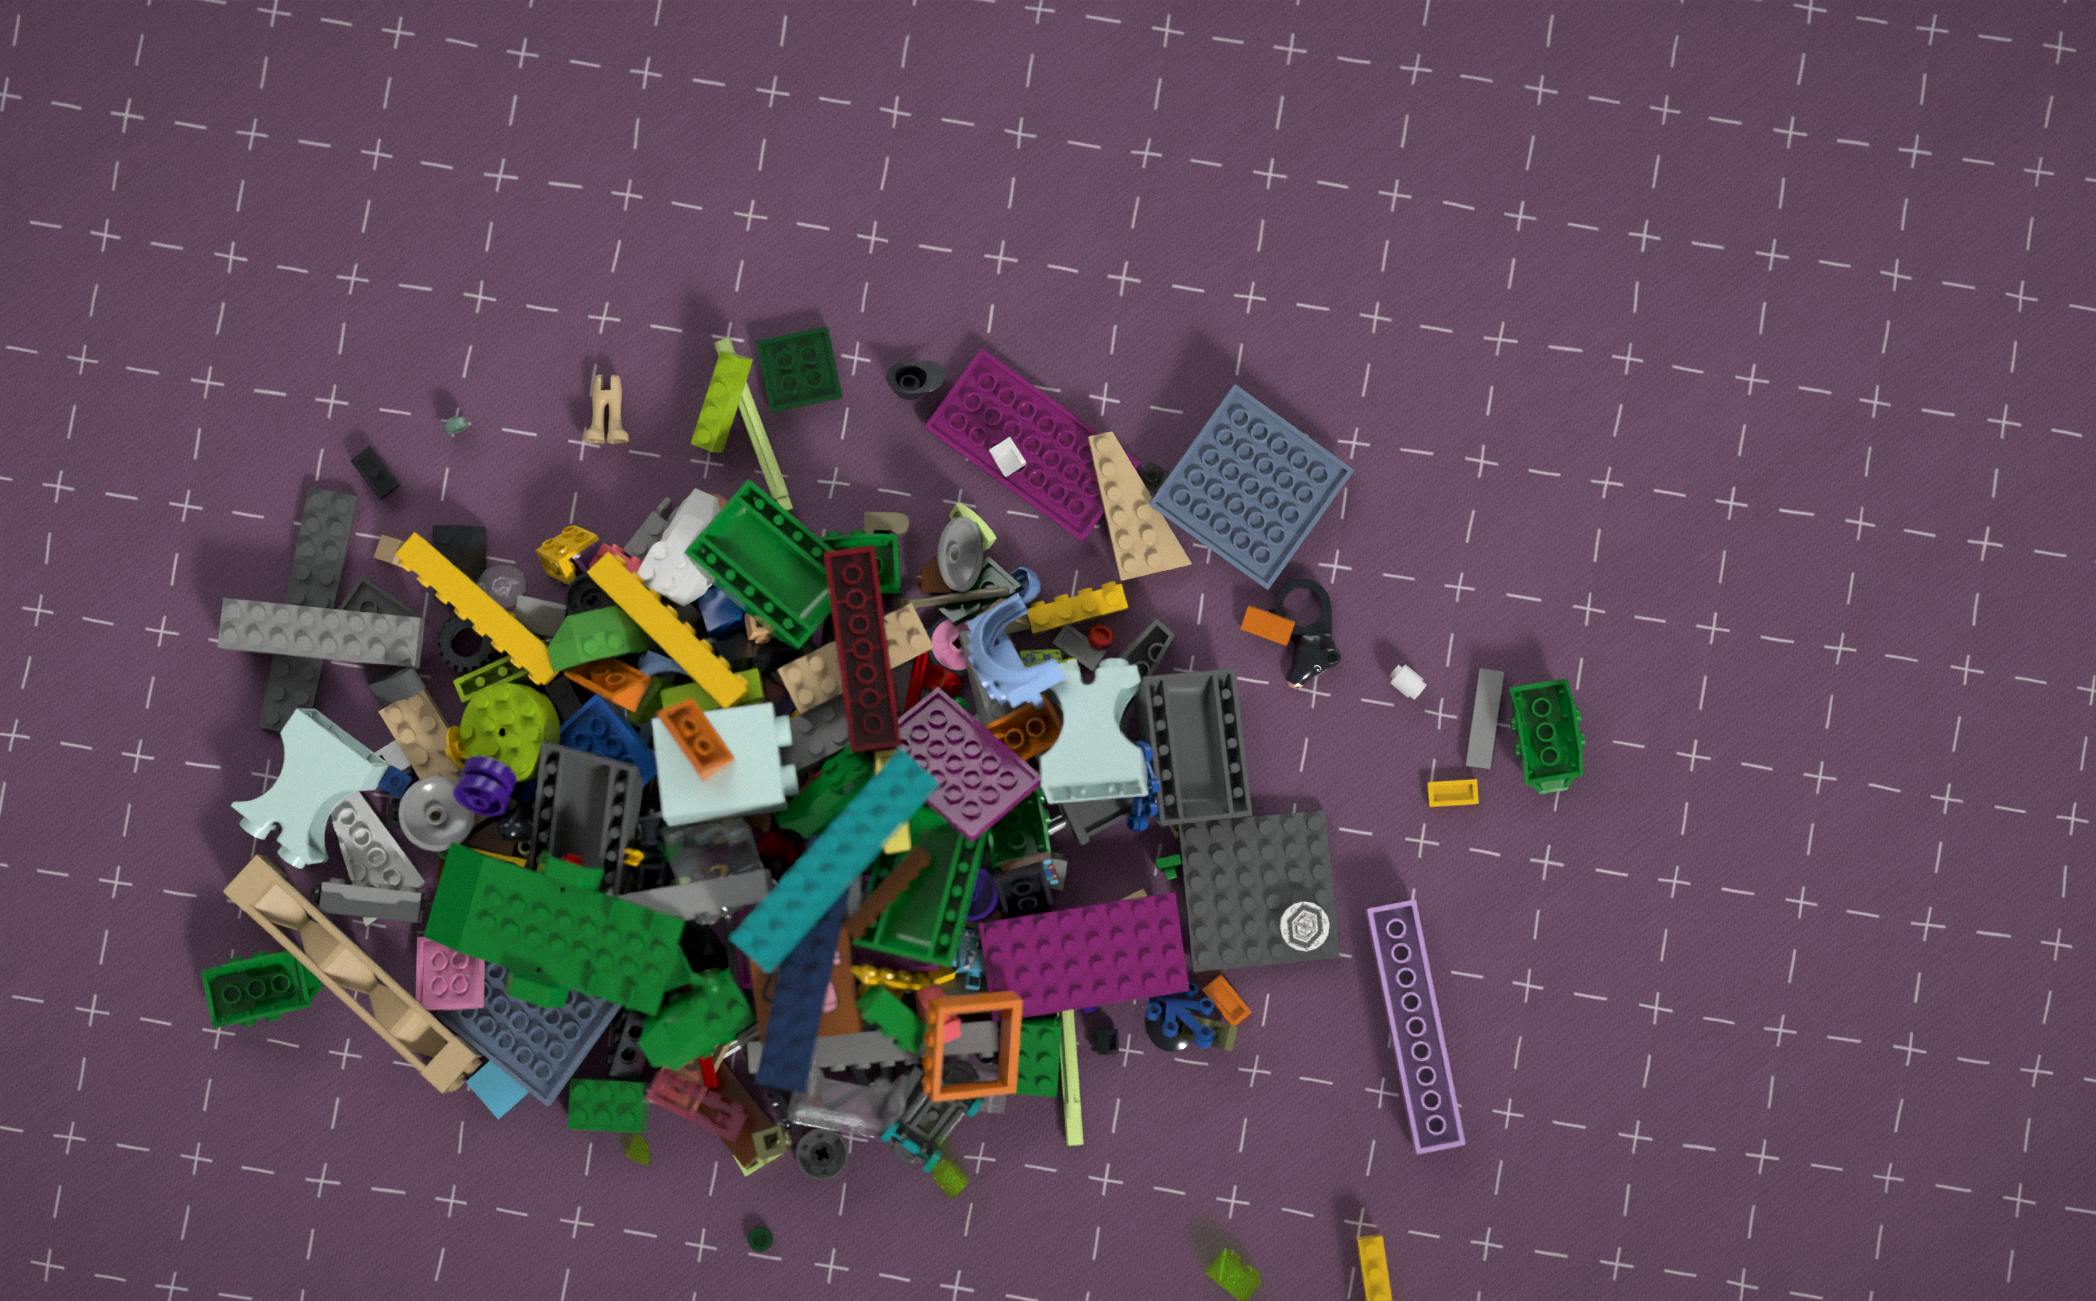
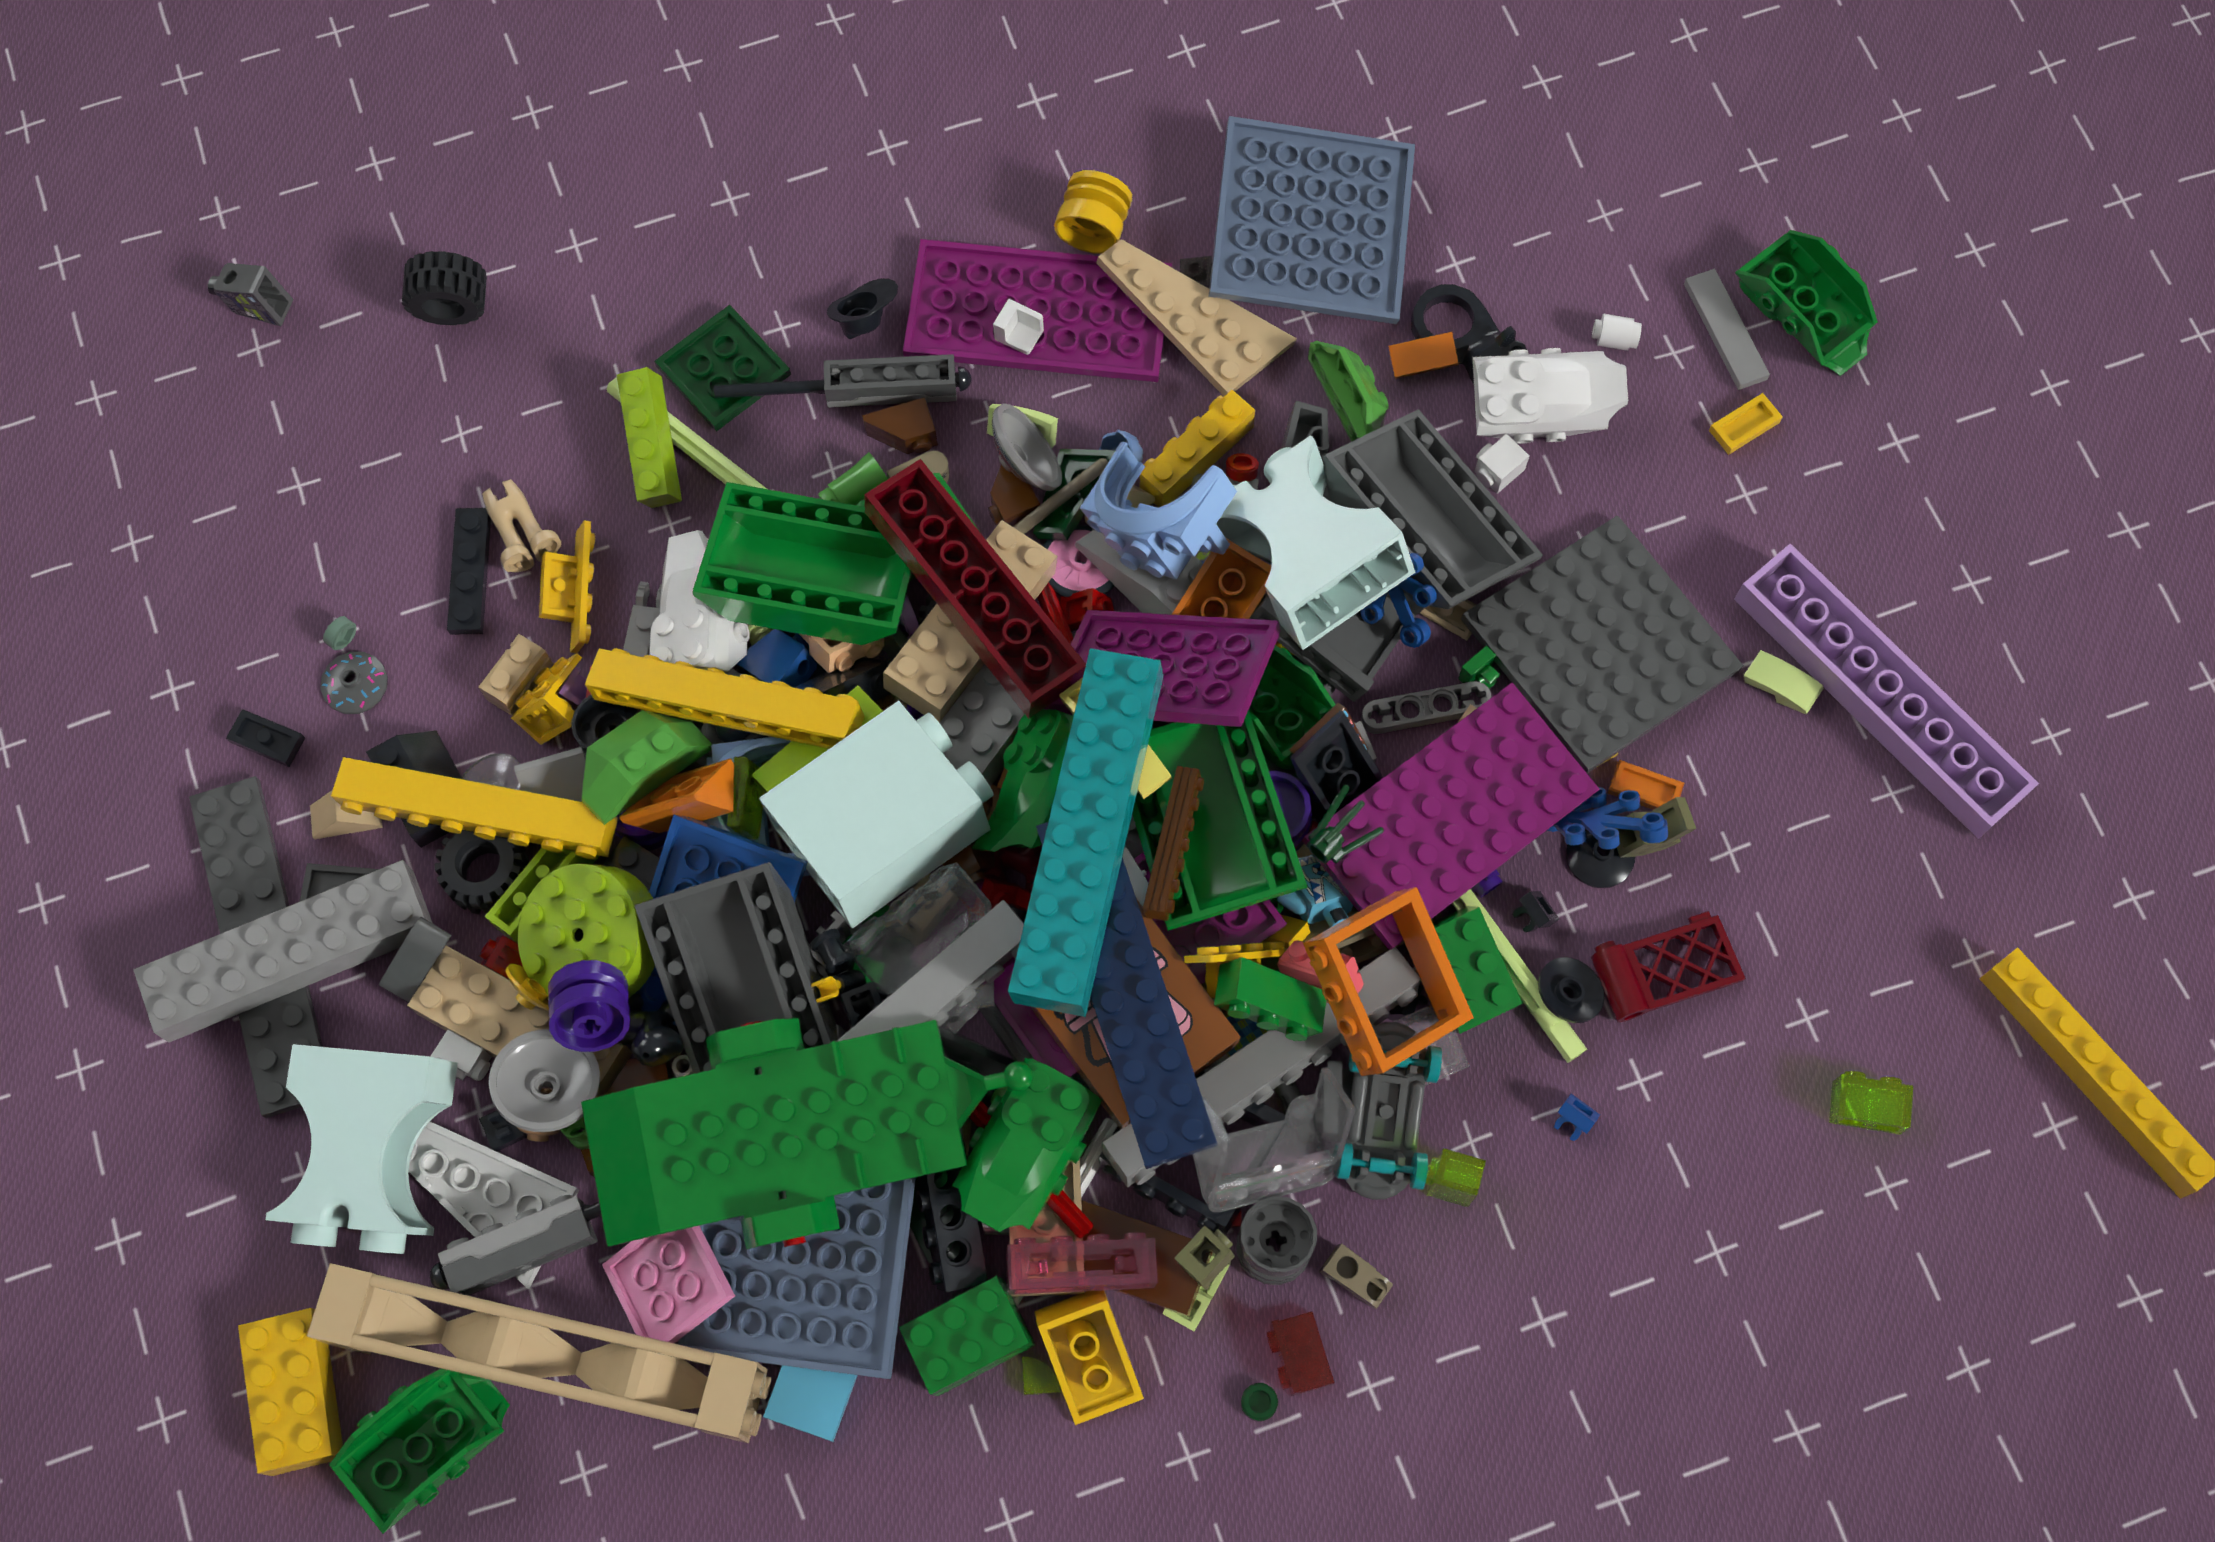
camera: 30 degrees left, 15 degrees down
(197, 912) = (289, 1394): none -> yellow brick
(395, 782) = (472, 1083): blue bracket -> none
(451, 708) = (500, 954): none -> red bracket
(461, 463) = (359, 694): none -> dark grey dish
(512, 137) = (251, 292): none -> dark grey torso
(553, 520) = (514, 674): none -> tan brick
(560, 424) = (469, 571): none -> black plate
(616, 475) = (565, 587): none -> yellow bracket
(641, 213) = (444, 288): none -> black tyre
(674, 1155) = (1088, 1355): none -> yellow slope
(696, 738) = (825, 787): orange slope -> none
(800, 1225) = (1301, 1354): none -> clear red bracket
(839, 509) = (855, 482): none -> bright green plant
(859, 1199) = (1356, 1276): none -> dark tan leg
(886, 438) = (870, 382): none -> dark grey piece
(896, 483) = (903, 427): none -> reddish brown slope
(988, 938) = (1326, 843): none -> dark green plant
(1051, 1180) = (1578, 1114): none -> blue tile
(1105, 1105) = (1580, 984): none -> black dish
(1106, 397) = (1093, 211): none -> yellow wheel
(1119, 872) = (1424, 702): none -> light grey beam
(1134, 1110) = (1624, 977): none -> dark red piece
(1203, 627) = (1349, 388): none -> bright green wedge
(1269, 731) = (1500, 463): none -> white brick
(1304, 926) = (1682, 646): tile -> none
(1326, 702) = (1546, 394): none -> white slope
(1358, 982) = (1785, 681): none -> yellowish green slope

